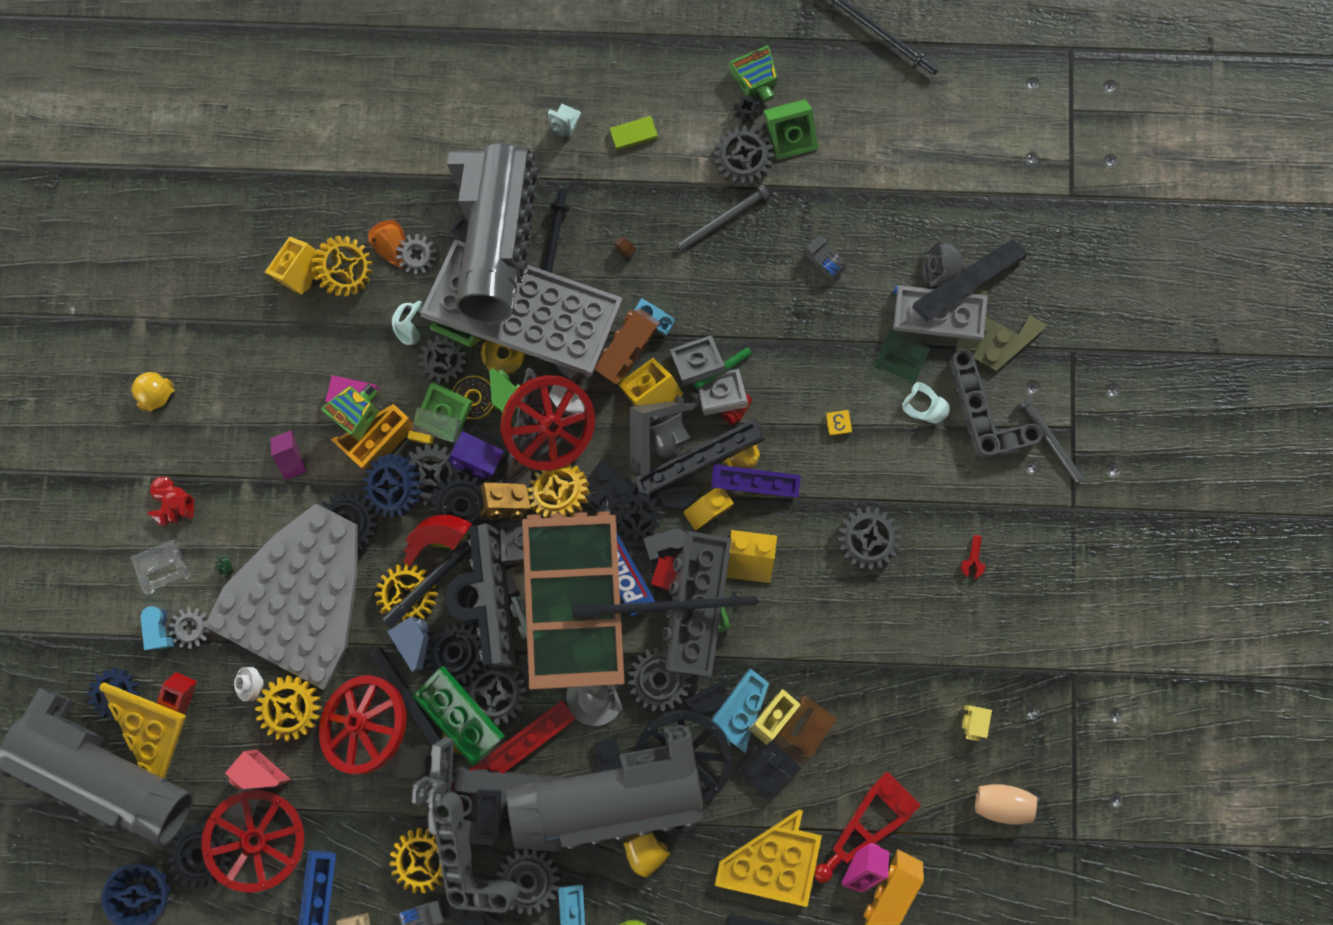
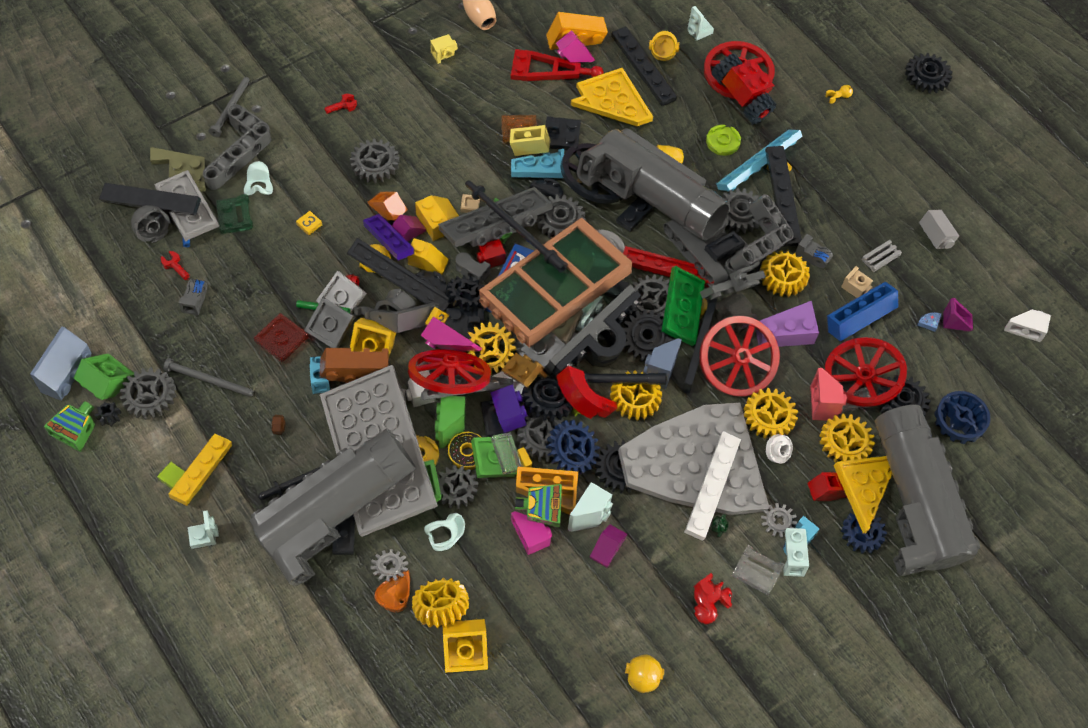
camera: 135 degrees left, 20 degrees down
(142, 610) = (797, 552): none -> light aqua bracket
(213, 766) = (837, 441): none -> yellow gear
(255, 583) = (712, 486): none -> white plate
(322, 456) = (591, 509): none -> light aqua slope
(357, 810) = (792, 326): none -> medium lavender wedge
(597, 456) = (444, 337): none -> dark pink slope
(628, 464) = (437, 313): none -> yellow tile
(629, 154) = (200, 469): none -> yellow plate
(719, 309) = (281, 337): none -> clear red plate
(748, 610) = (469, 204): none -> tan tile
(760, 513) = (408, 227): none -> magenta slope
(801, 512) = (388, 205): none -> orange slope
(826, 95) = (59, 364): none -> slope
(879, 265) = (174, 264): none -> red bar

